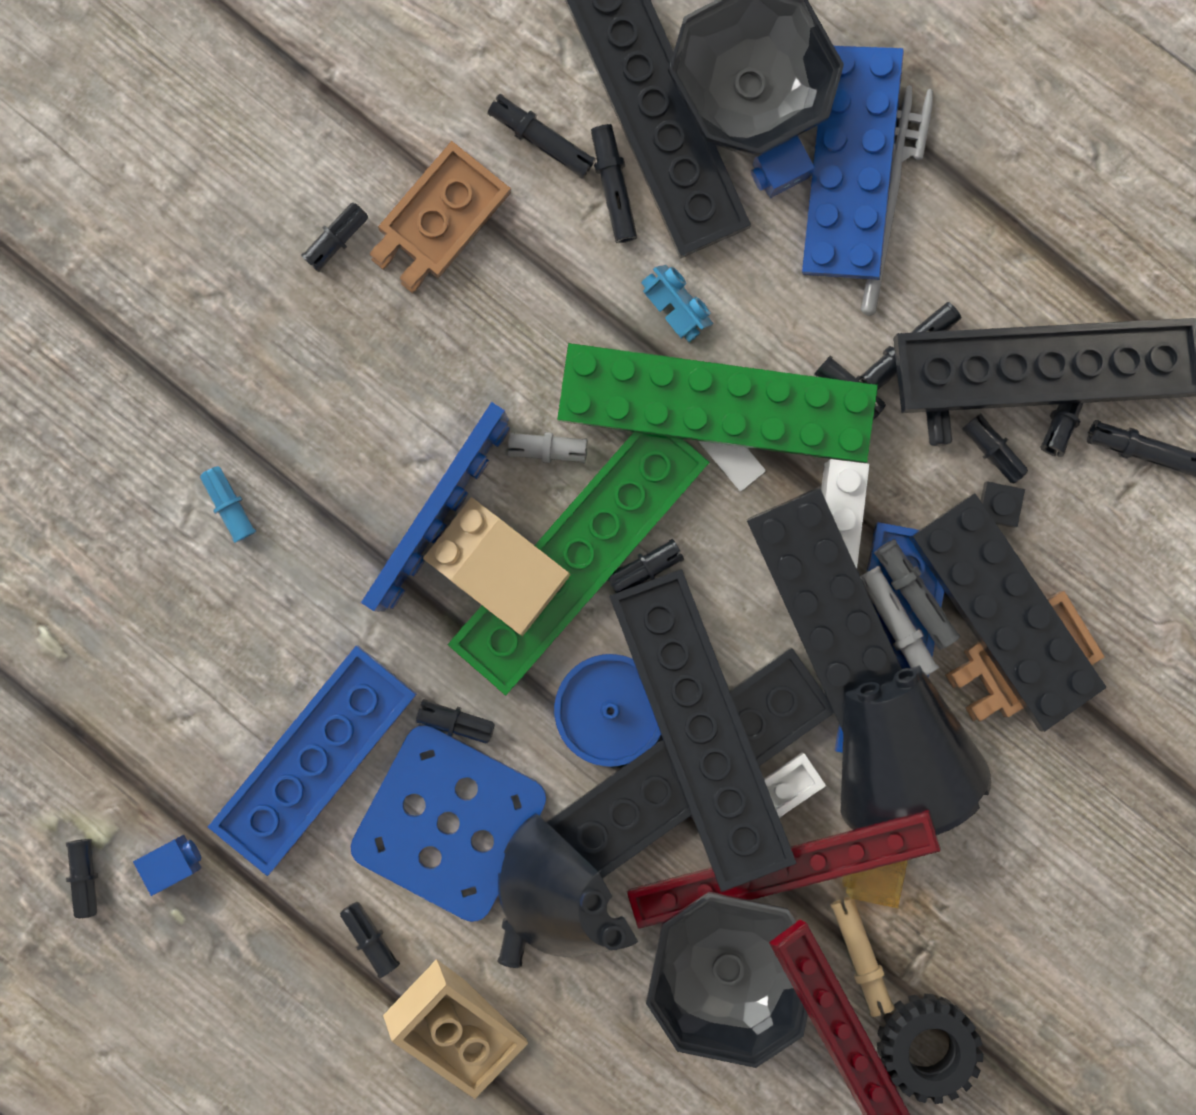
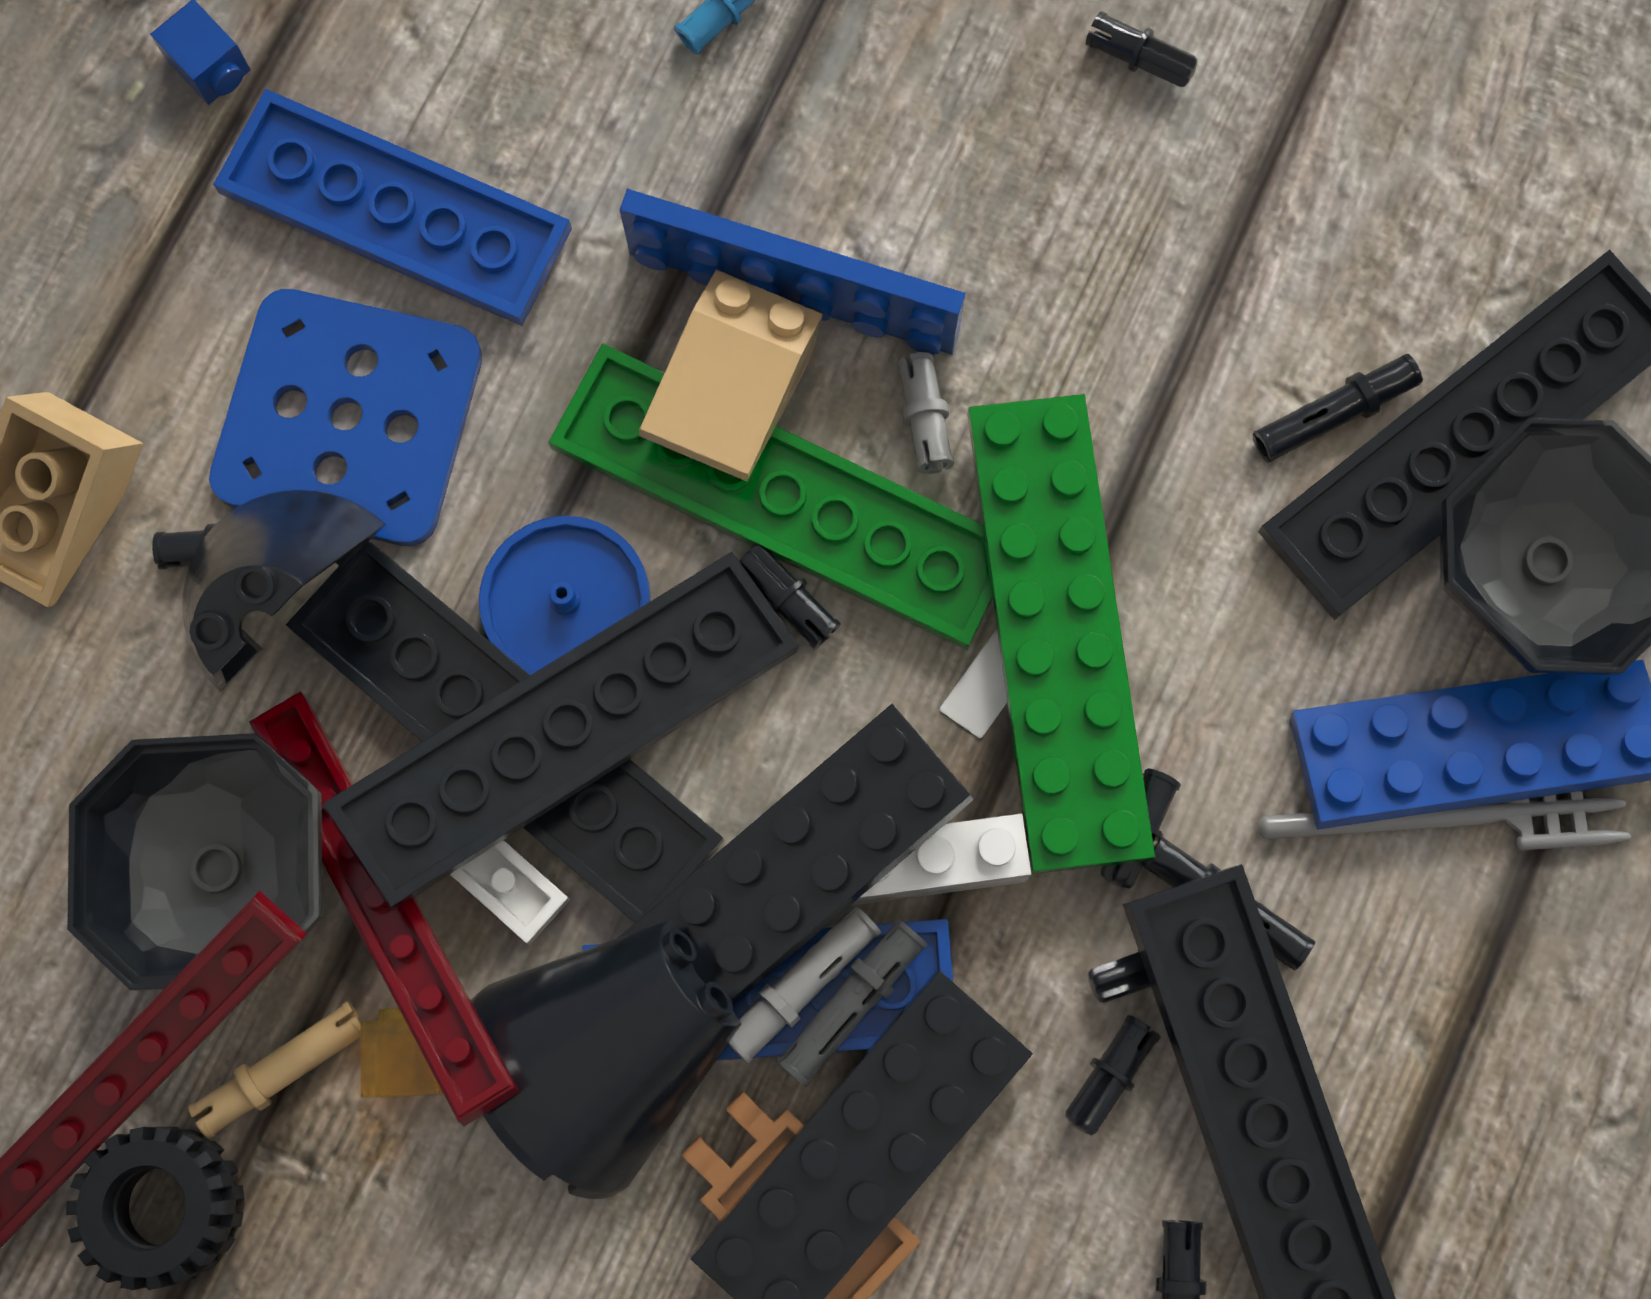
camera: 75 degrees right, 10 degrees down
(369, 939) = (153, 347): black axle -> none
(439, 215) = (1214, 181): medium nougat tile -> none
(455, 721) = (494, 385): black axle -> none
(534, 131) = (1380, 268): black pin -> none
(670, 289) = (1209, 522): dark azure hinge -> none
(782, 167) = (1439, 639): blue brick -> none
(1003, 503) = (1029, 1109): black plate -> none
(1061, 428) = (1172, 1171): black axle -> none

